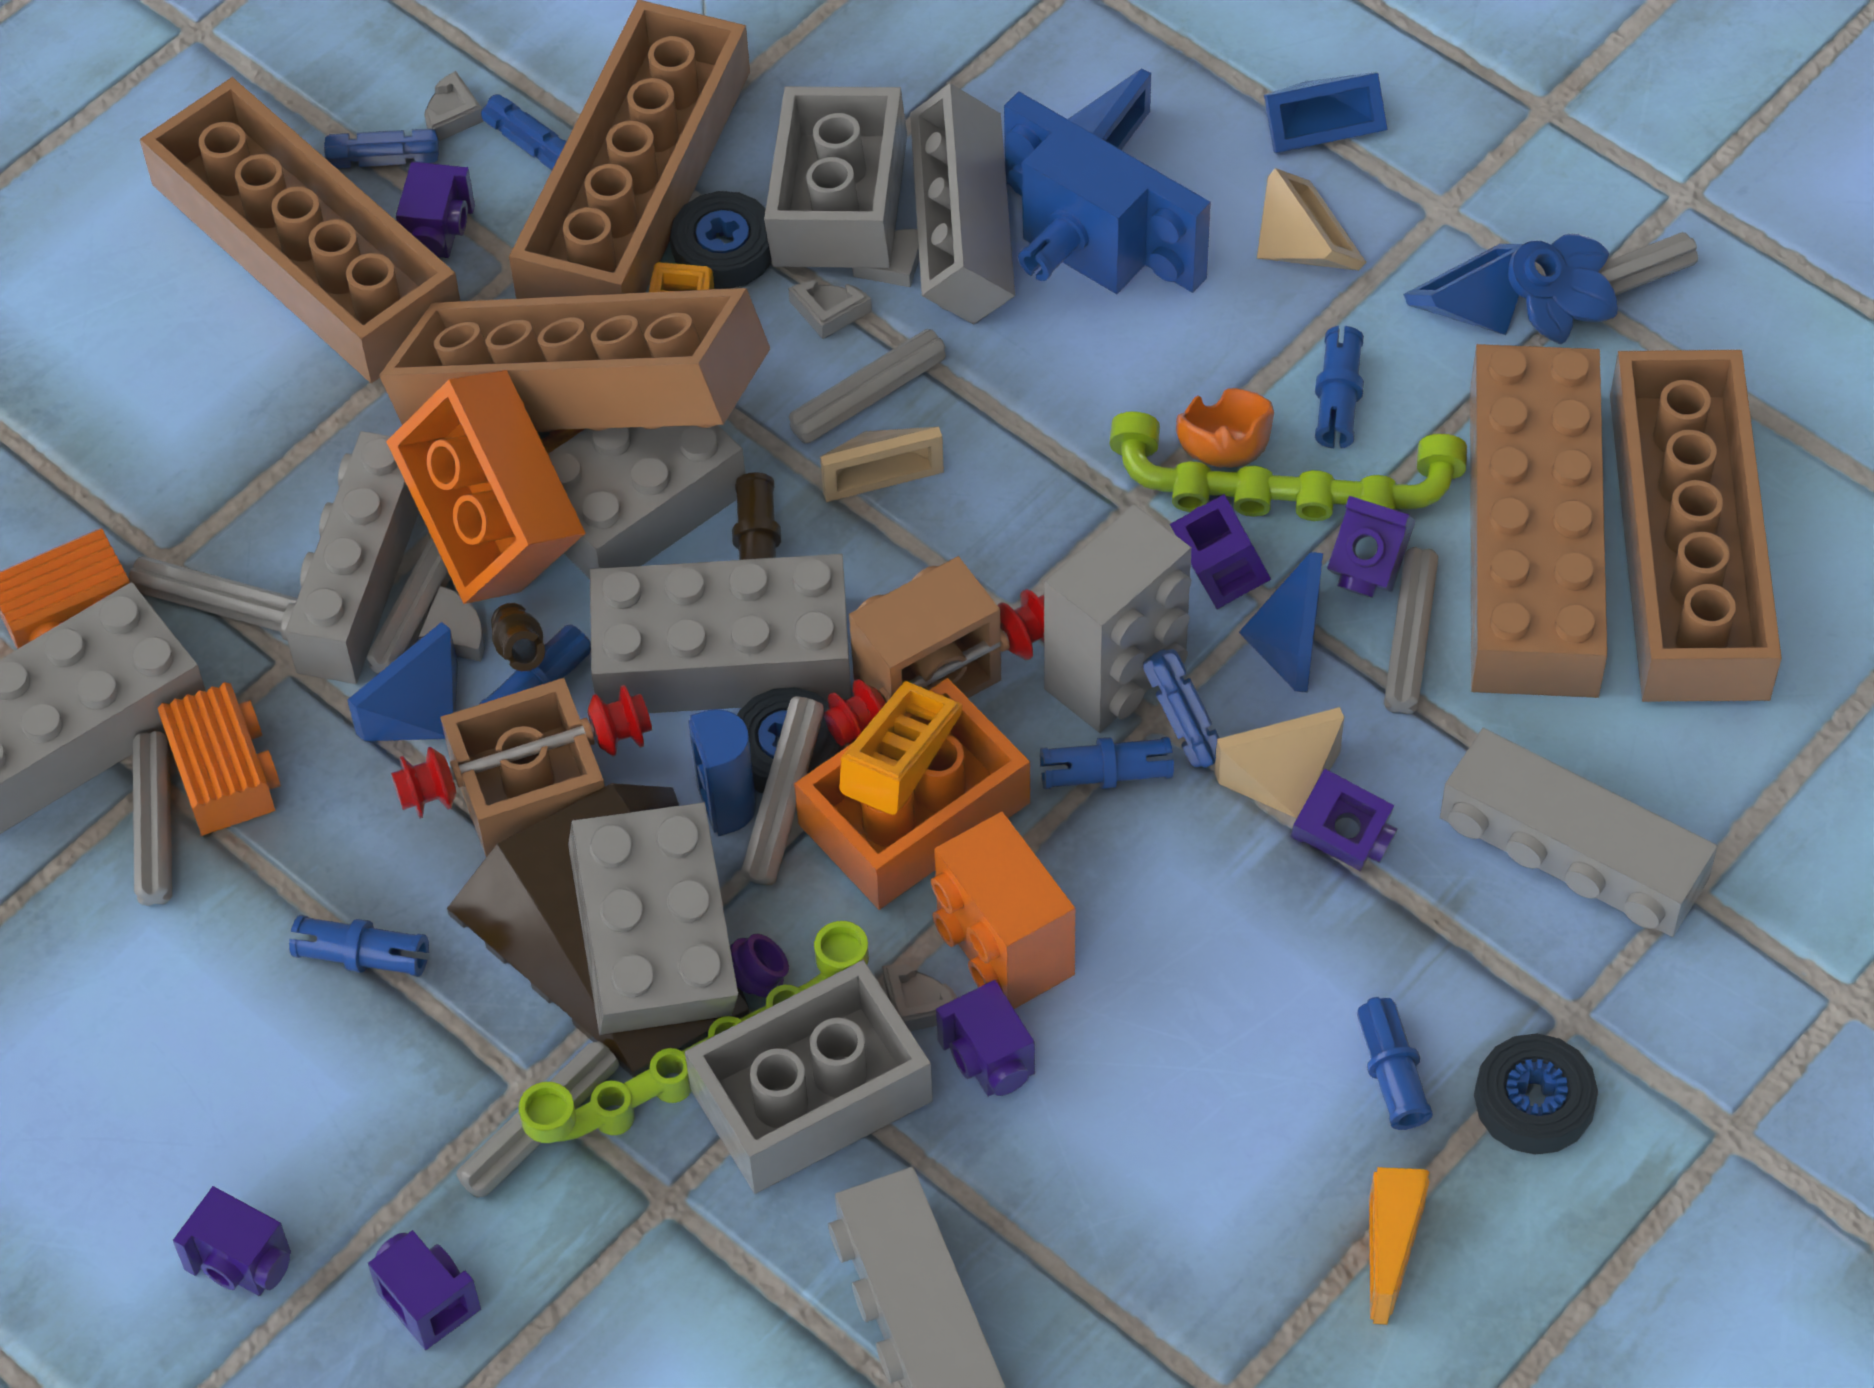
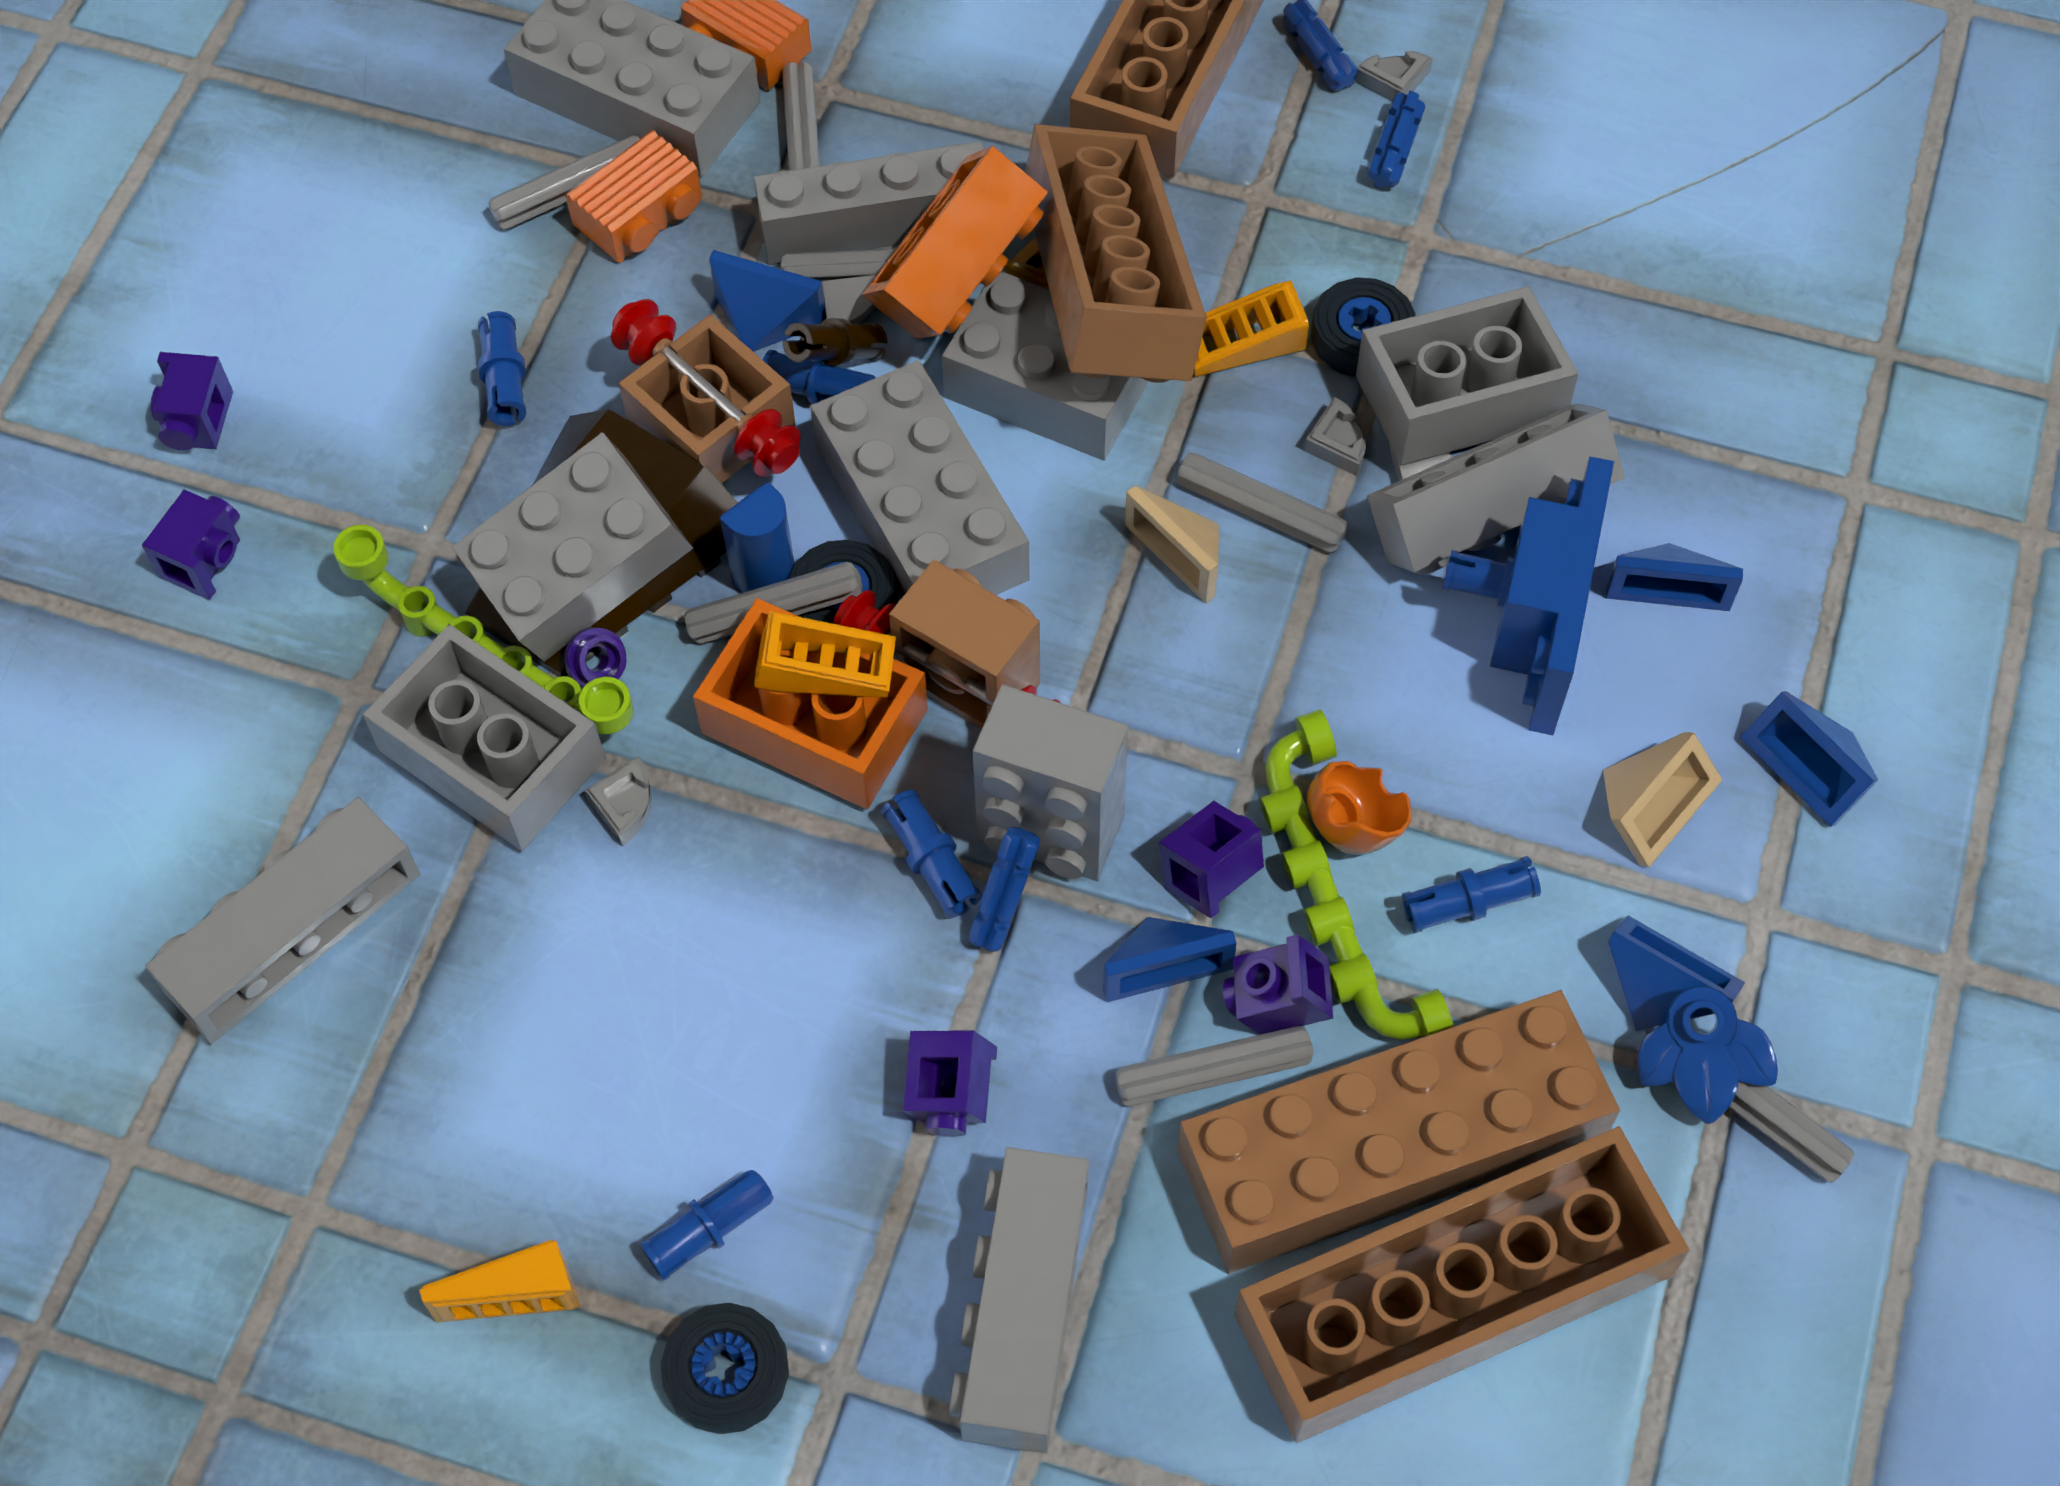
camera: 65 degrees right, 5 degrees up
(436, 204) = (1265, 102): dark purple brick -> none
(511, 1143) = (403, 564): light grey axle -> none
(632, 155) = (1396, 215): medium nougat brick -> none
(756, 531) = (1053, 477): dark brown pin -> none
(987, 1039) = (588, 868): dark purple brick -> none
(1003, 911) = (706, 819): orange brick -> none
(1280, 760) = (1003, 1005): tan slope -> none

